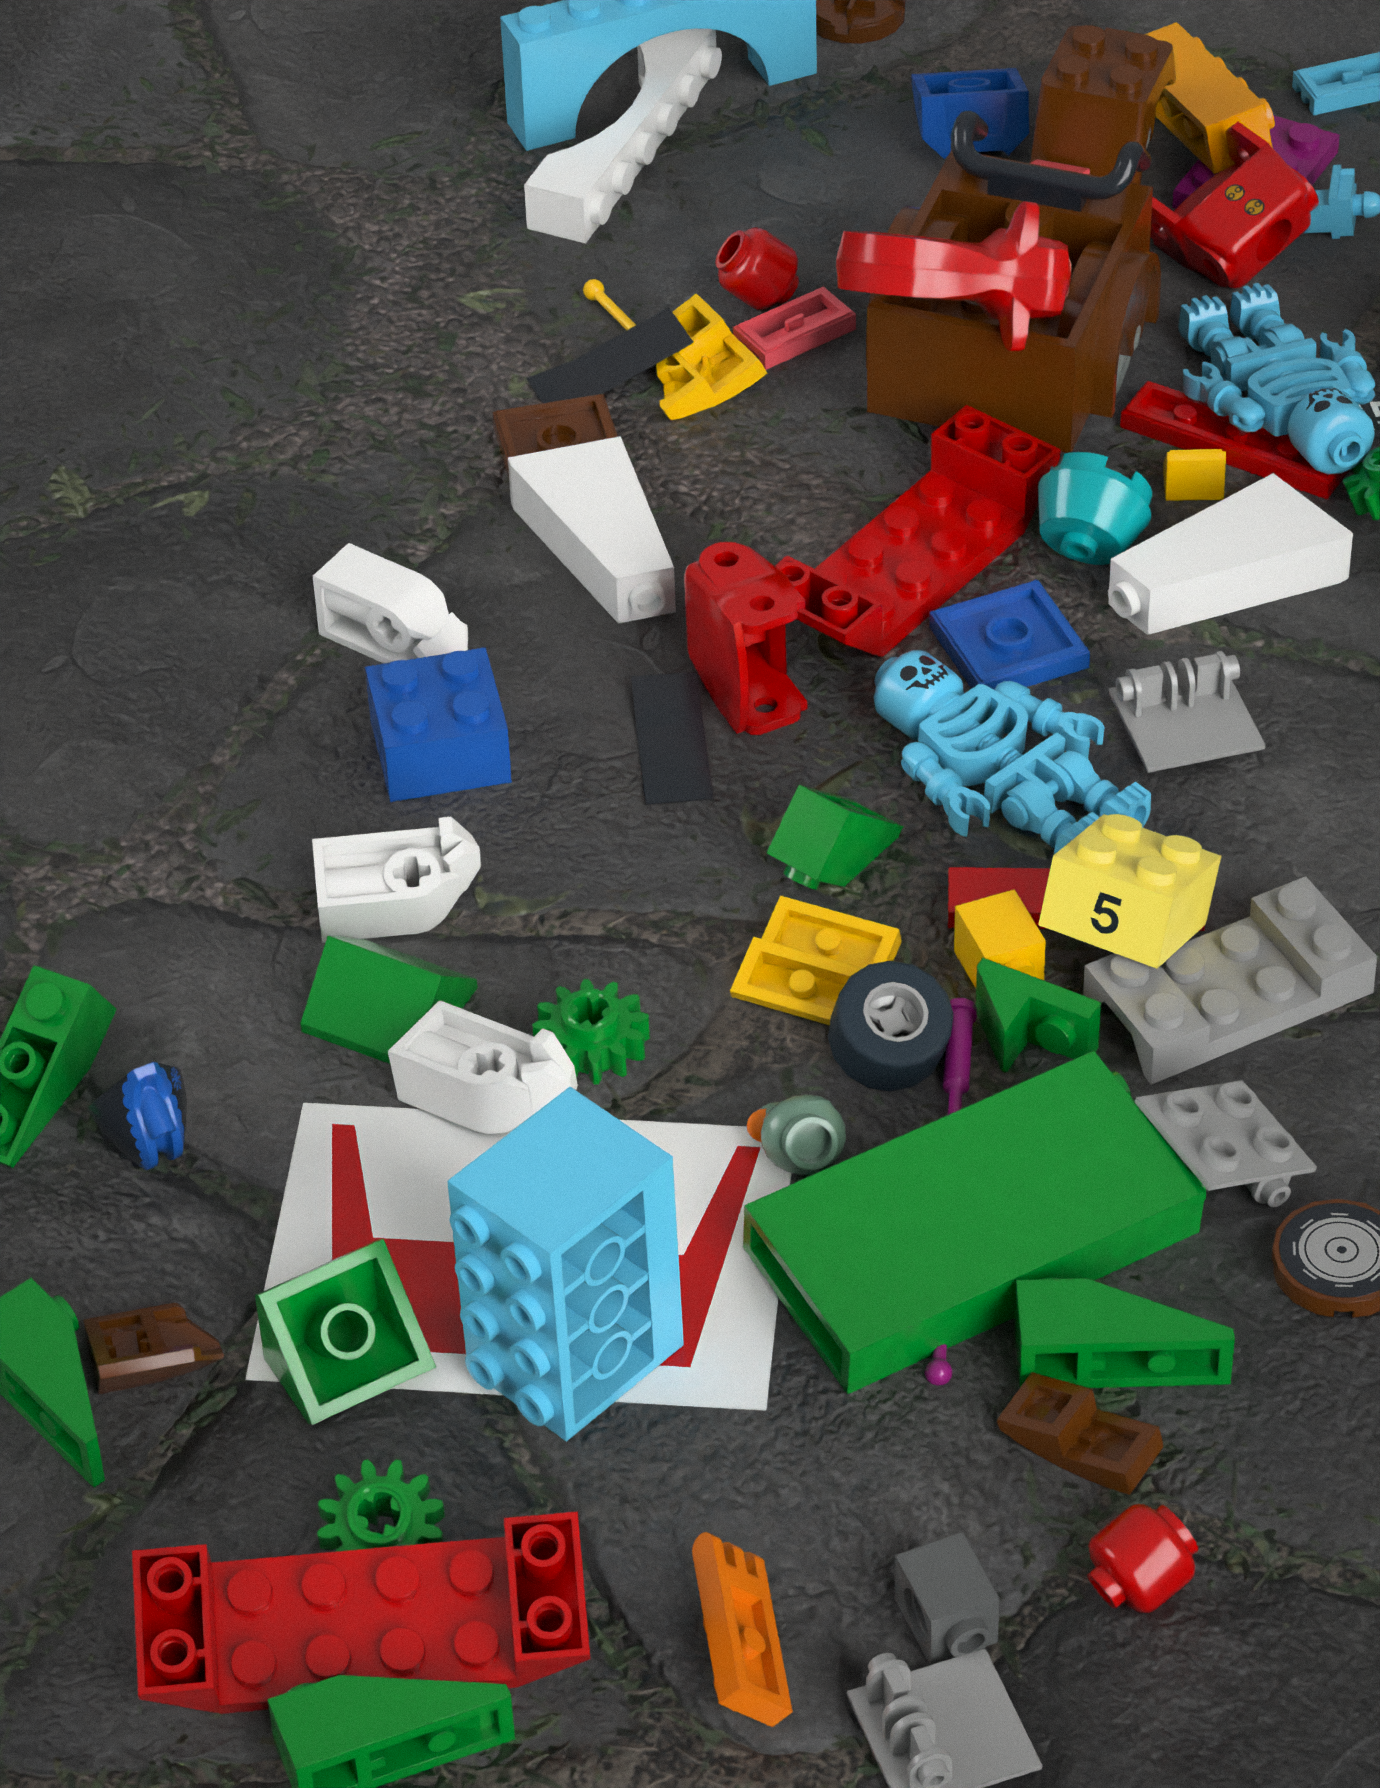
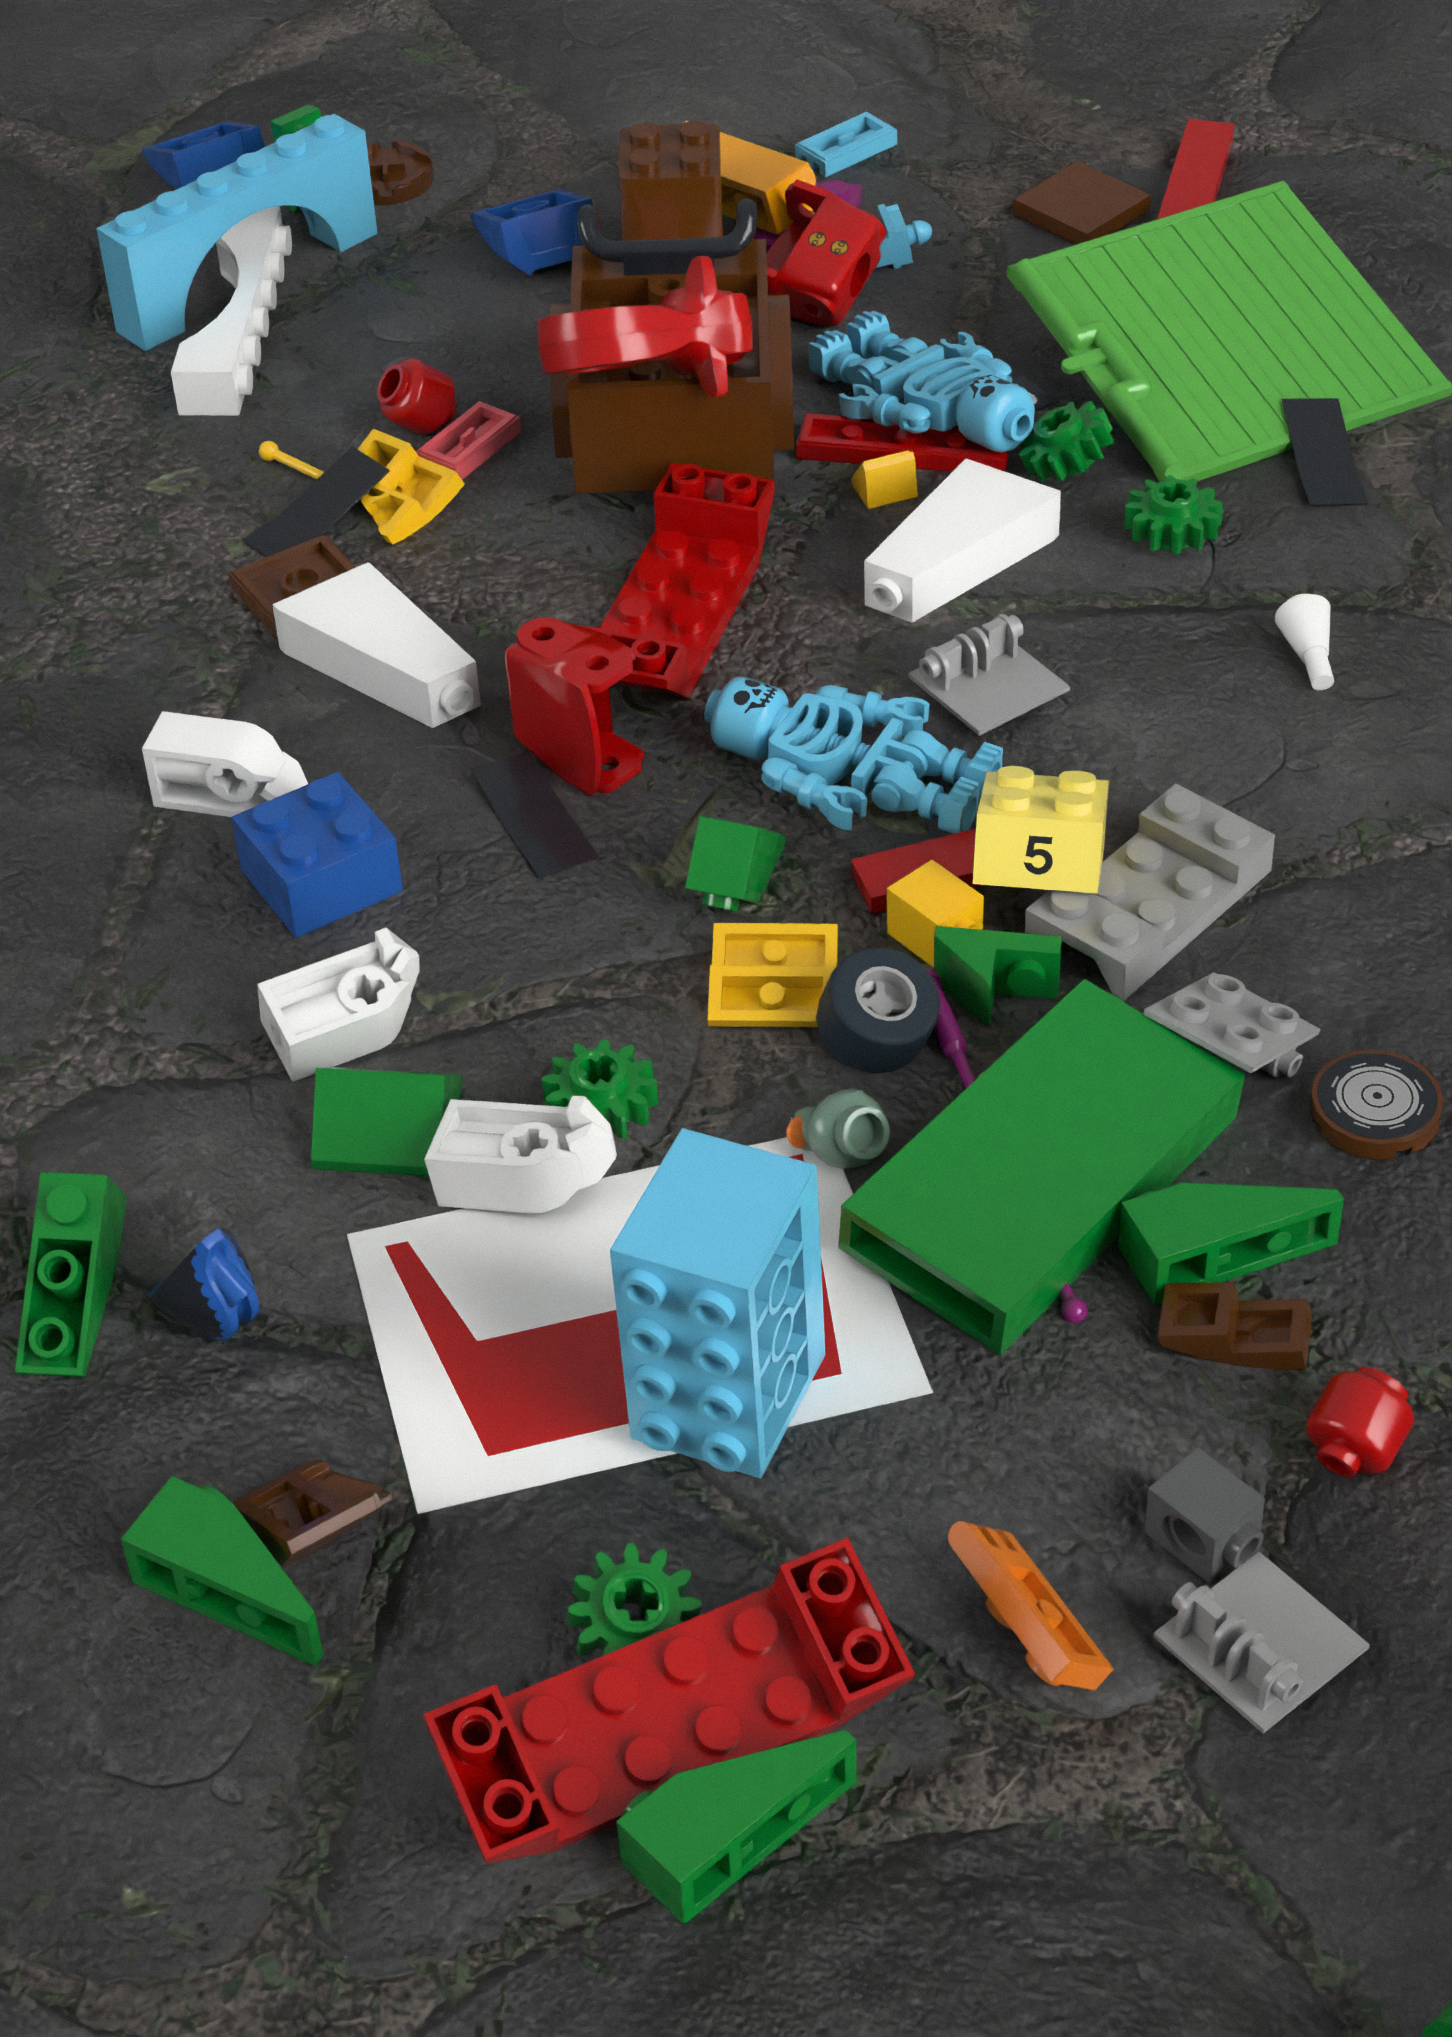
camera: 20 degrees left, 0 degrees up
(342, 1333) = (504, 1440): green slope -> none
(1009, 637) = (797, 651): blue tile -> none
(1091, 509) = (823, 524): teal cone -> none

